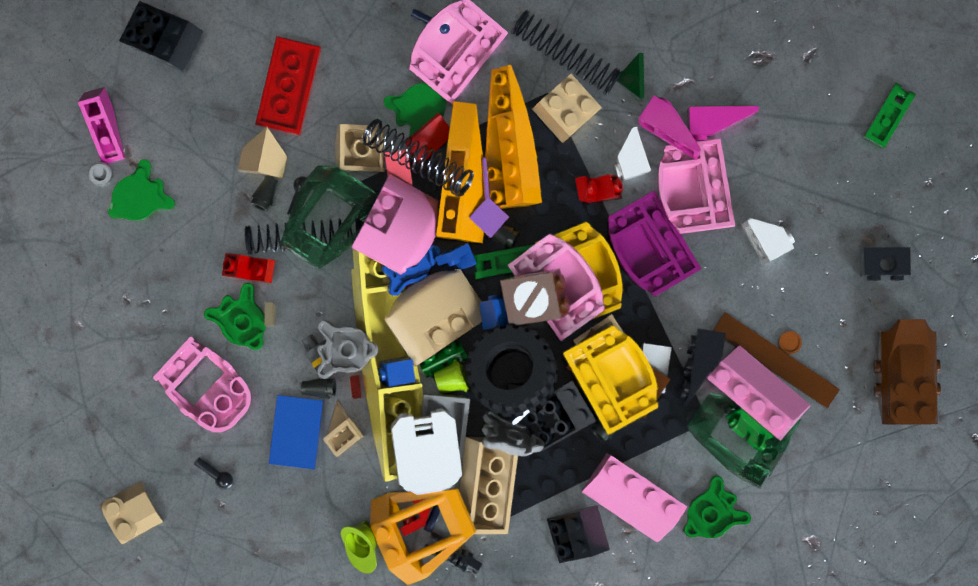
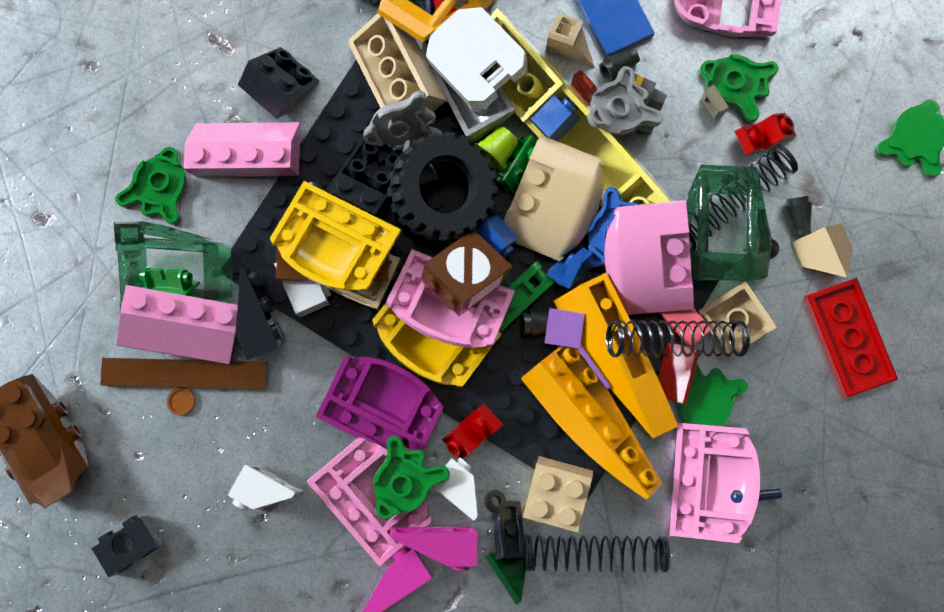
camera: 150 degrees right, 5 degrees down
(616, 109) = (506, 527): none -> black hinge
(667, 183) = (403, 480): none -> green tile

